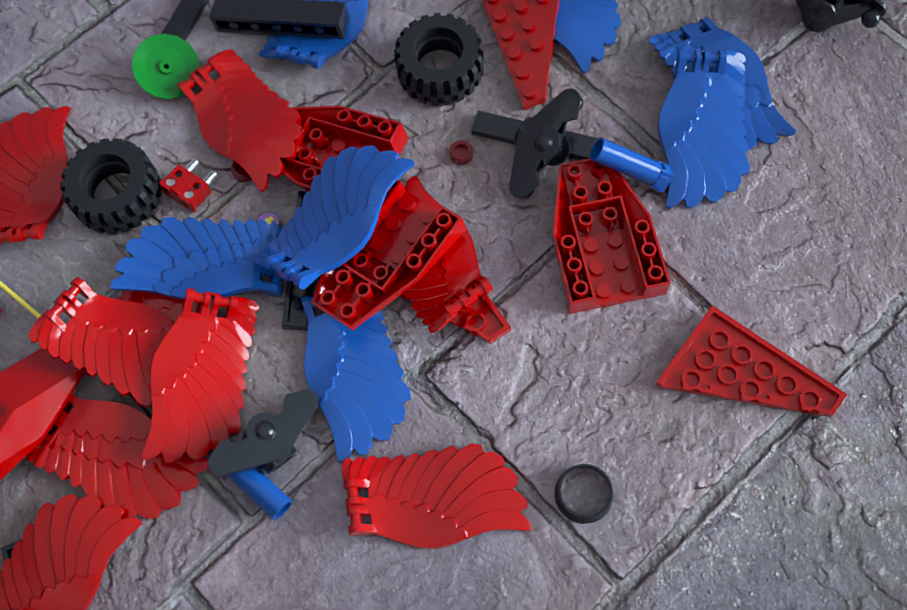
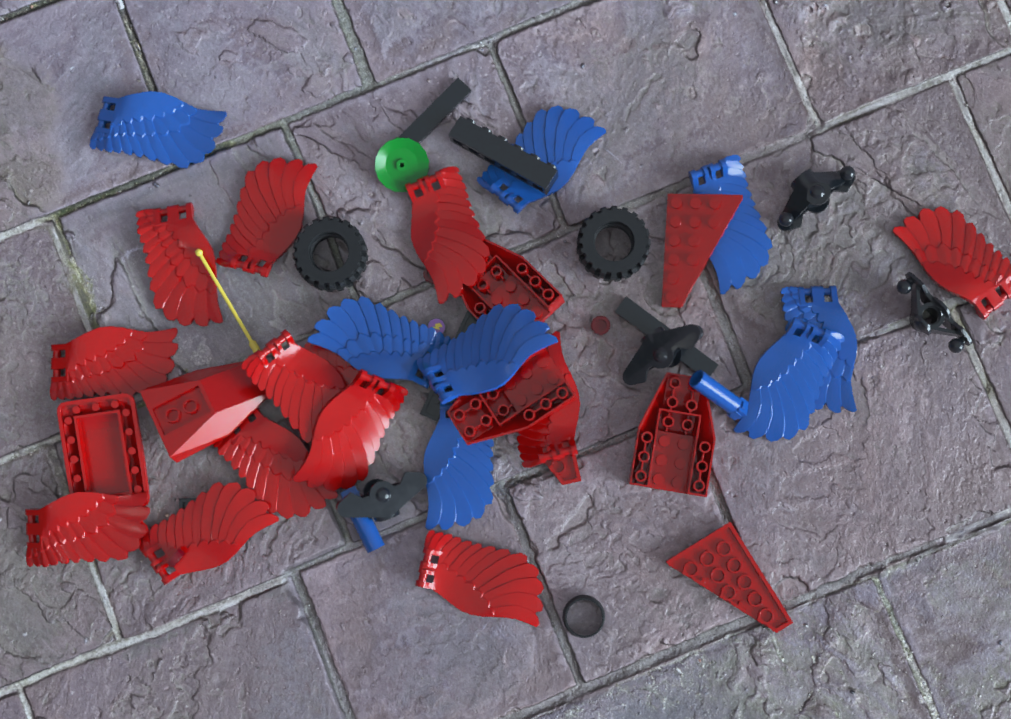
camera: 20 degrees right, 15 degrees up
(187, 187) = (383, 274): red piece -> none

